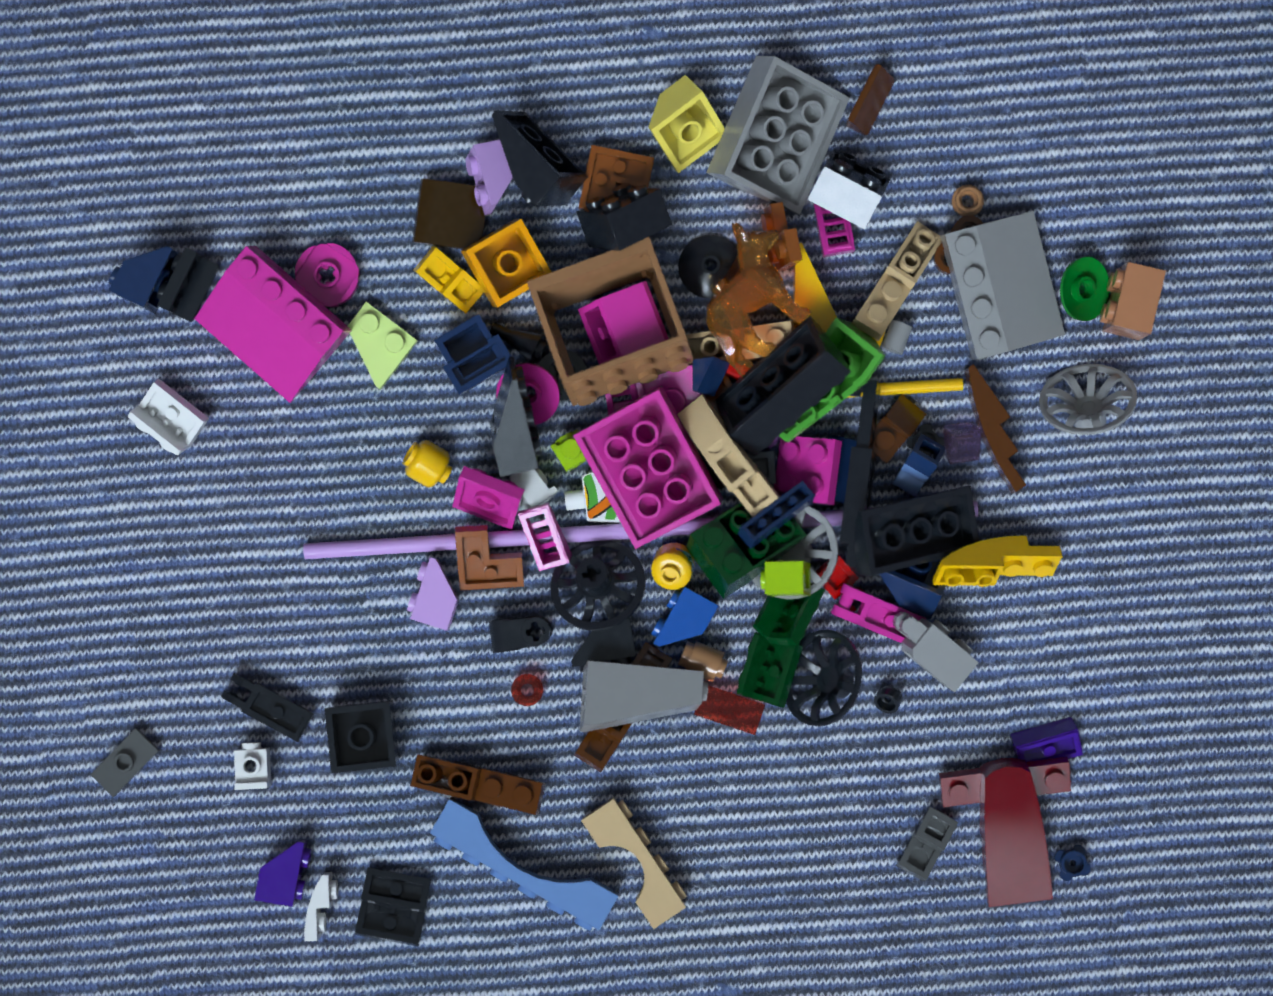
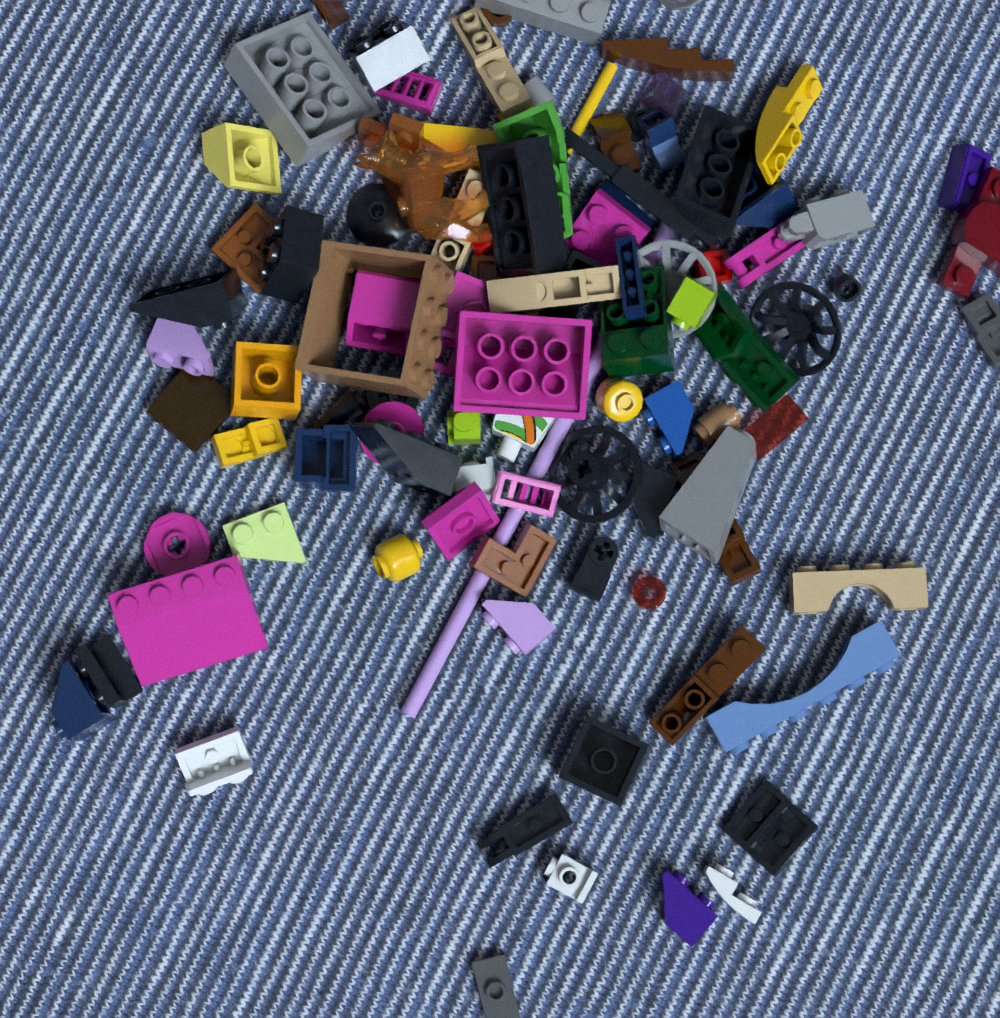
camera: 60 degrees left, 5 degrees down
(708, 375) = (472, 265): dark blue slope -> none

